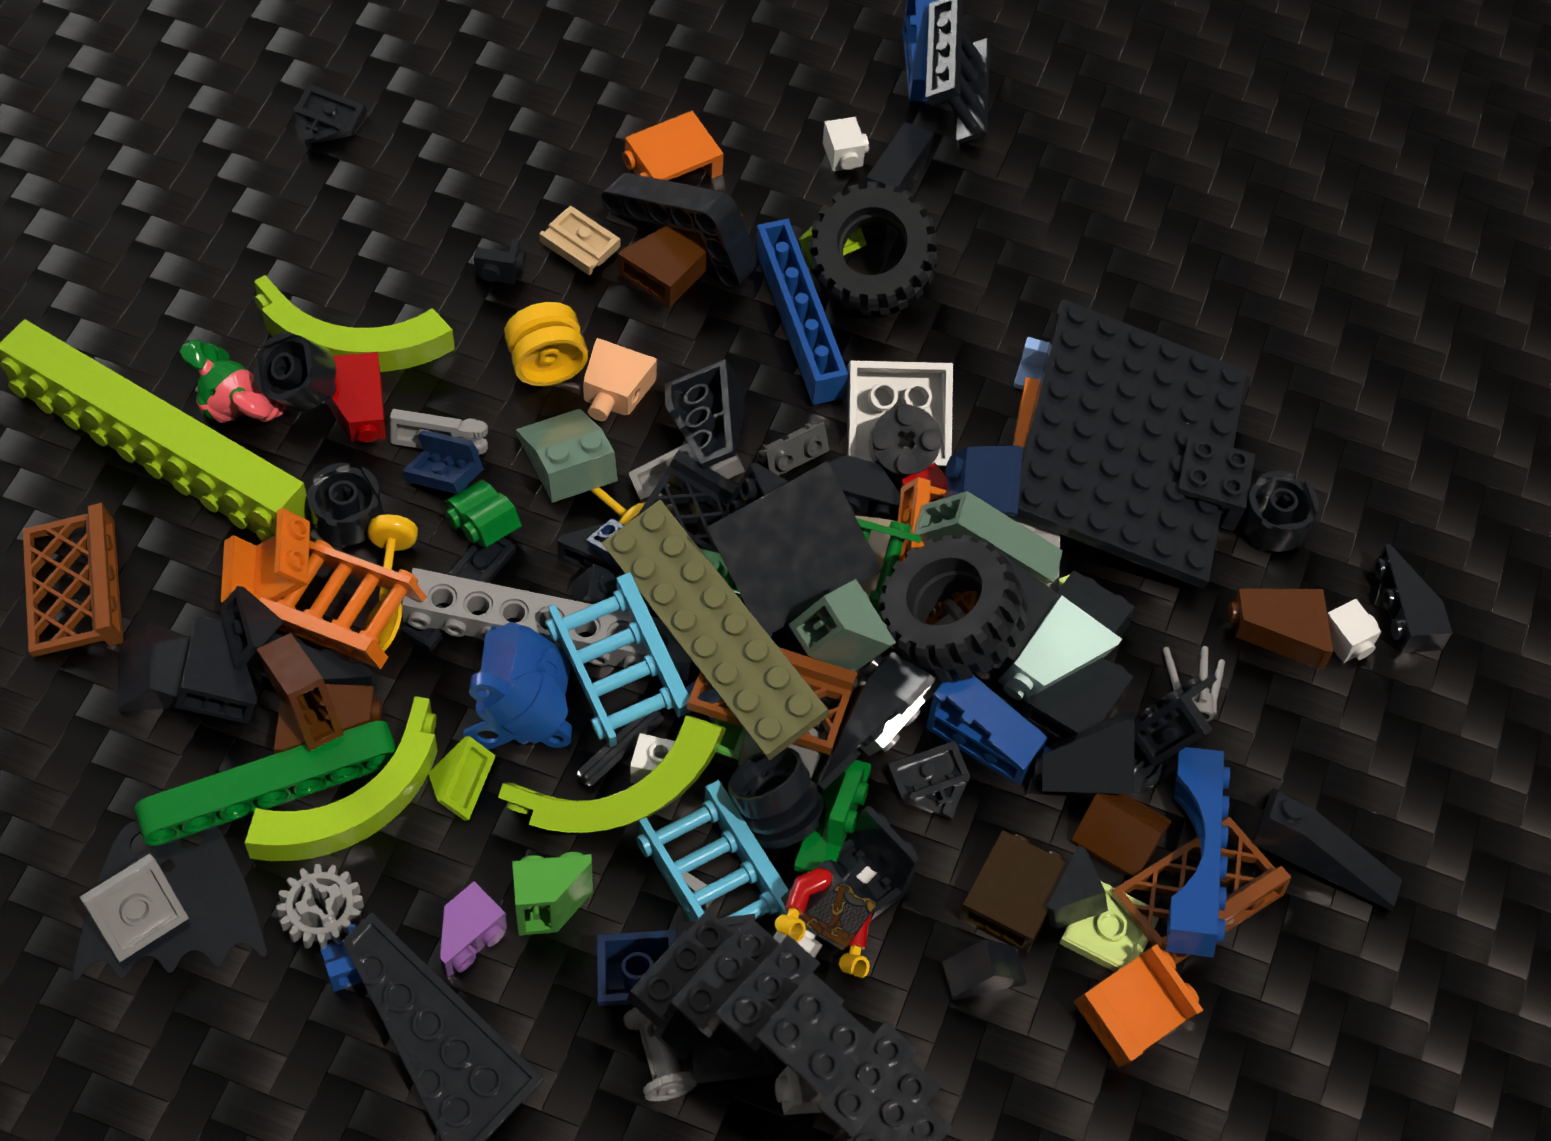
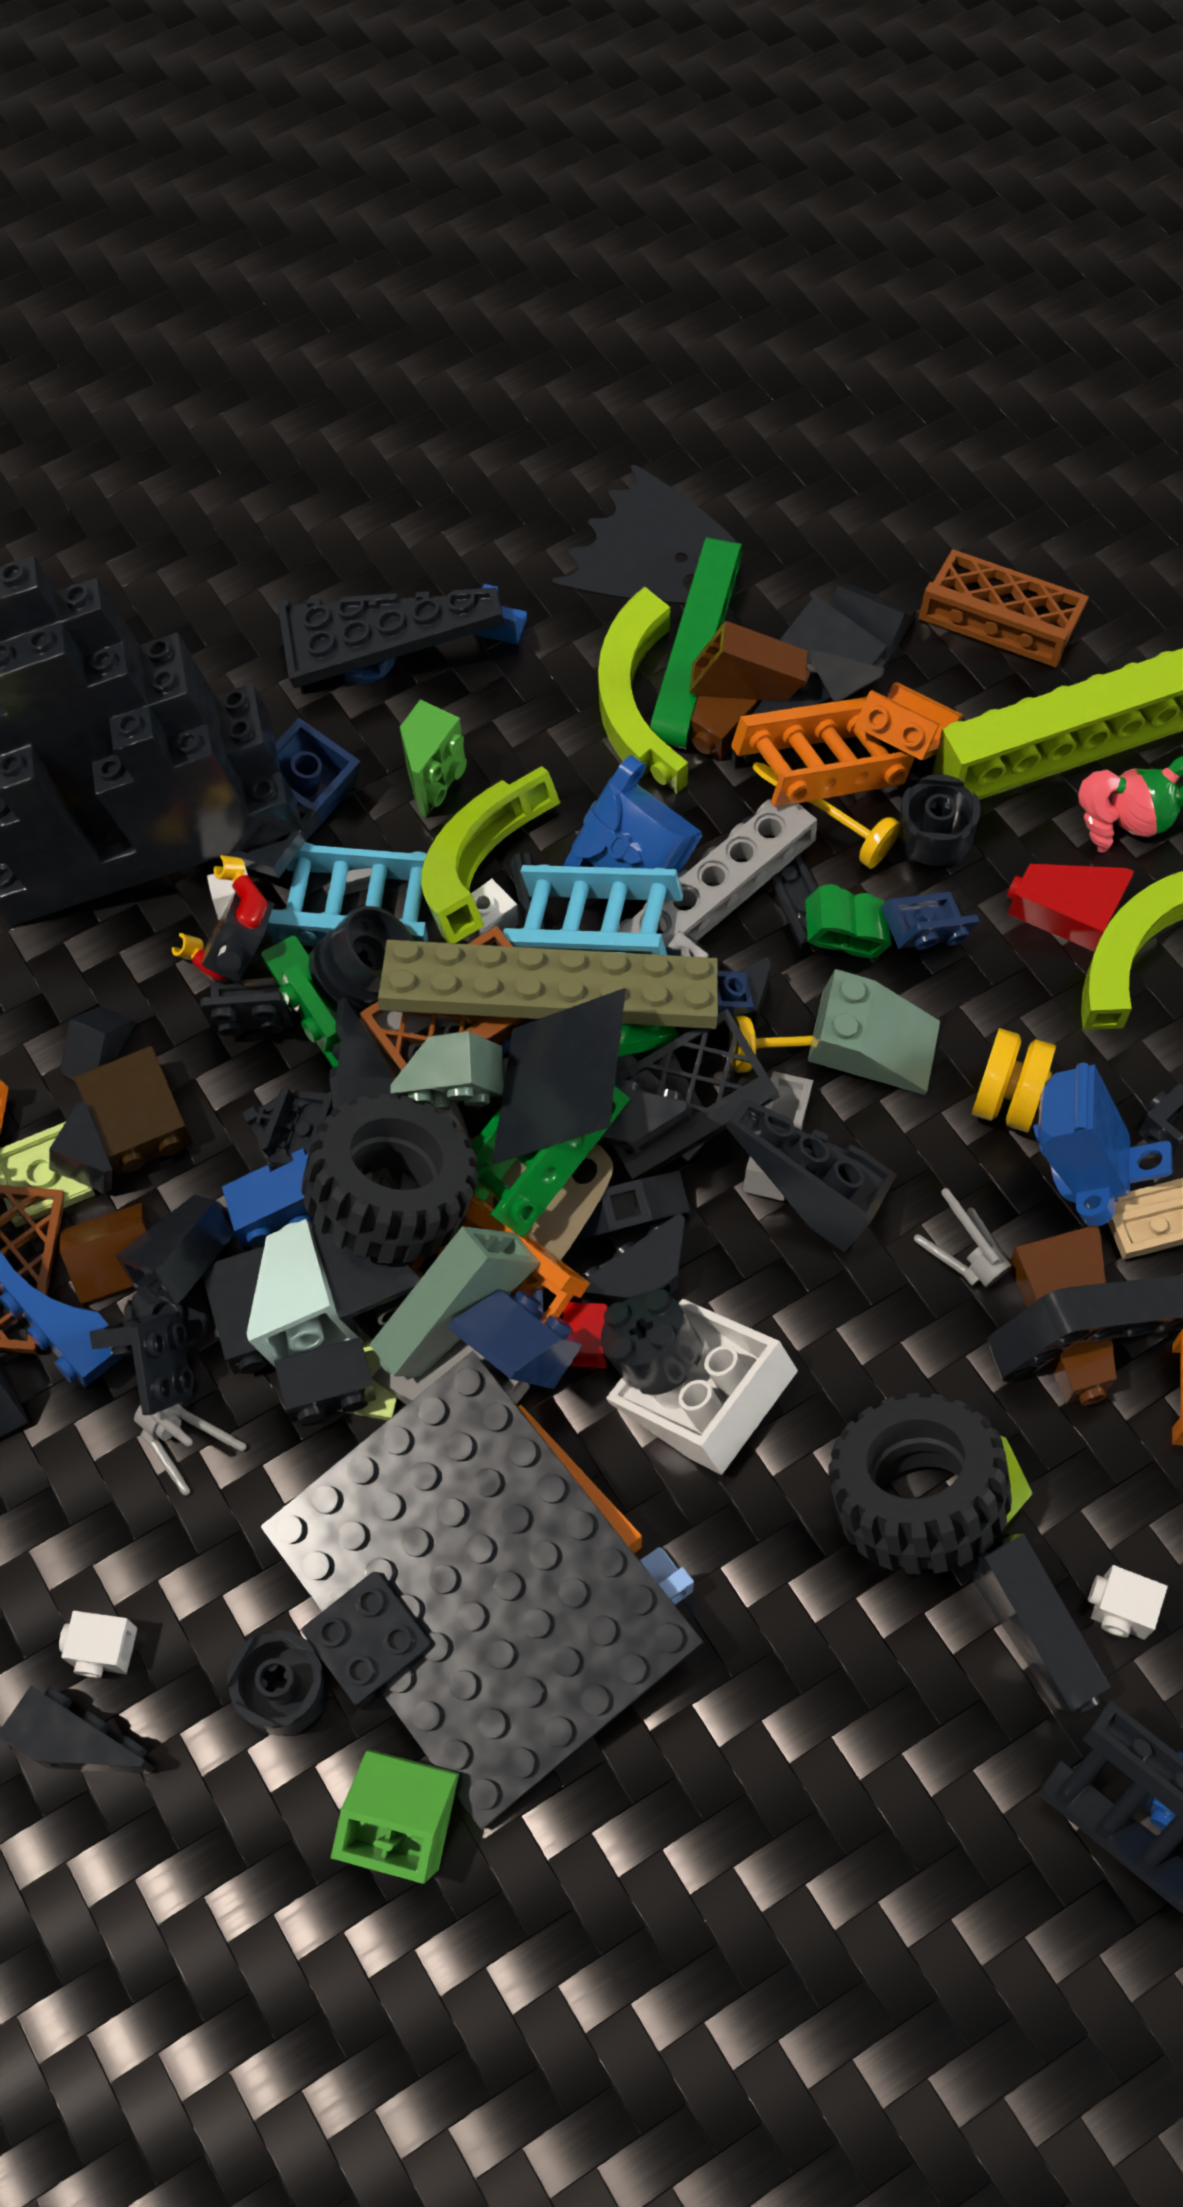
camera: 135 degrees right, 5 degrees up
(134, 907) = (648, 498): light grey tile -> none
(295, 372) = (1112, 837): black brick -> none
(332, 893) = (556, 620): light grey gear -> none
(407, 425) = (975, 946): light grey hinge -> none
(461, 776) = (587, 767): lime slope -> none
(468, 926) = (456, 695): medium lavender slope -> none
(570, 274) = (1091, 1144): none -> blue piece
(616, 379) = (936, 1135): light nougat torso -> none
(682, 311) = (986, 1261): none -> light grey plant
(796, 450) = (730, 1269): dark grey hinge -> none
(801, 312) = (901, 1363): blue brick -> none
(1284, 622) = (165, 1580): reddish brown slope -> none
(1287, 403) = (396, 1817): none -> bright green slope

